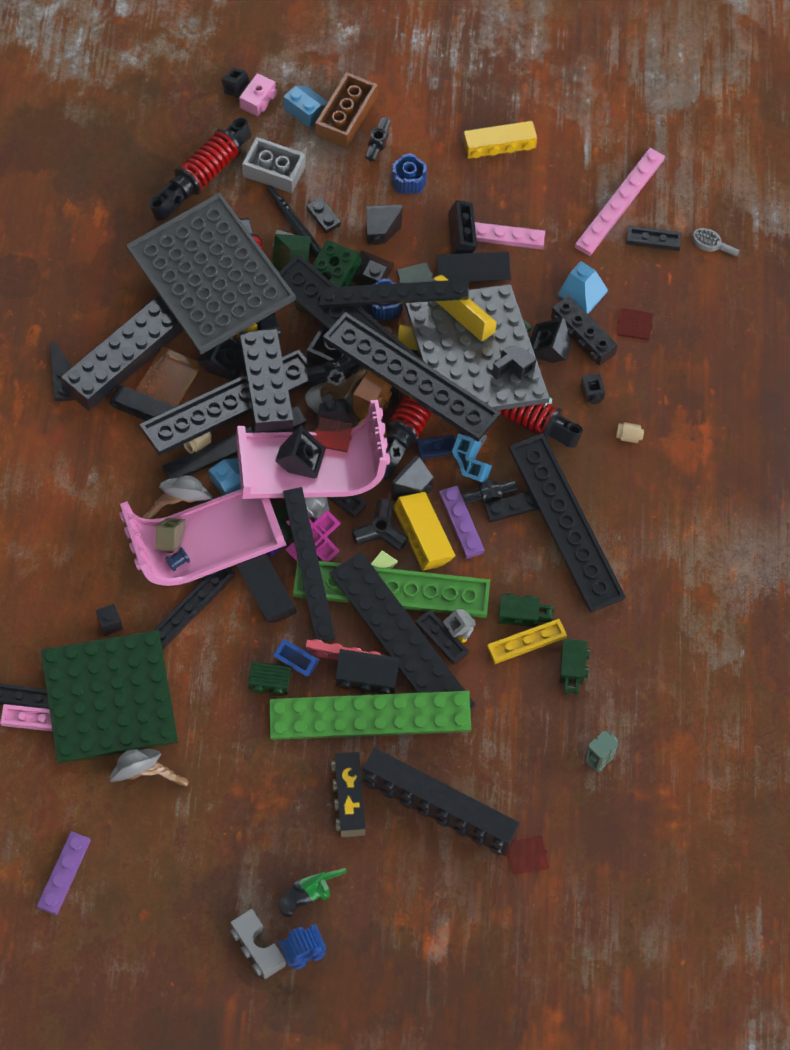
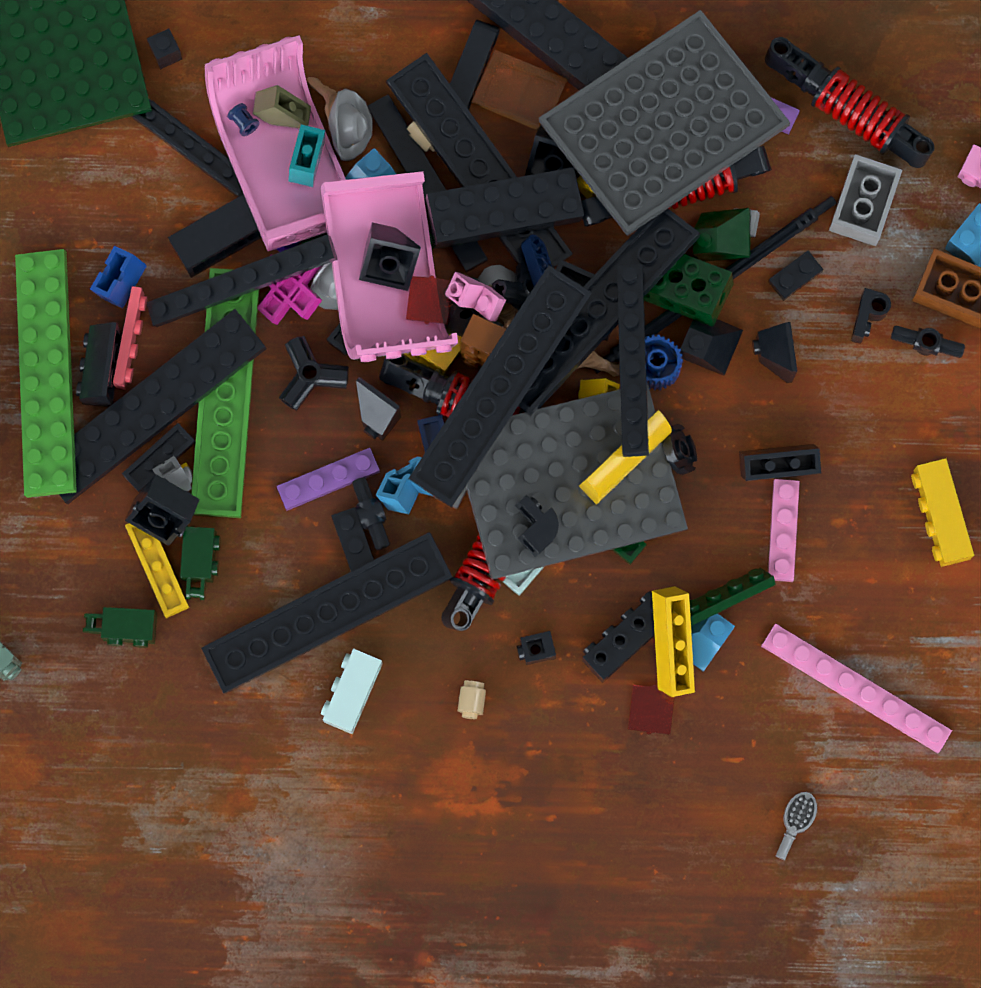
camera: 90 degrees right, 15 degrees up
(213, 512) = (306, 155): none -> teal brick
(269, 678) = (94, 246): dark green brick -> none
(312, 361) = (536, 257): none -> dark blue beam
(338, 392) = (476, 295): none -> bright pink slope
(355, 173) = (866, 313): none -> black plate
(384, 560) = (265, 381): yellowish green tile -> none
(409, 174) = (859, 397): blue brick -> none
(415, 273) = (703, 406): piece -> none
(423, 530) = (308, 429): yellow brick -> none
(474, 266) = (719, 481): black brick -> none
(488, 626) = (162, 510): none -> black brick
(551, 340) = (608, 588): black slope -> none
(559, 267) = (730, 594): none -> dark green plate
(592, 296) = (673, 641): none -> yellow brick
(623, 510) = (351, 691): none -> light aqua brick
(653, 238) = (793, 735): black plate -> none

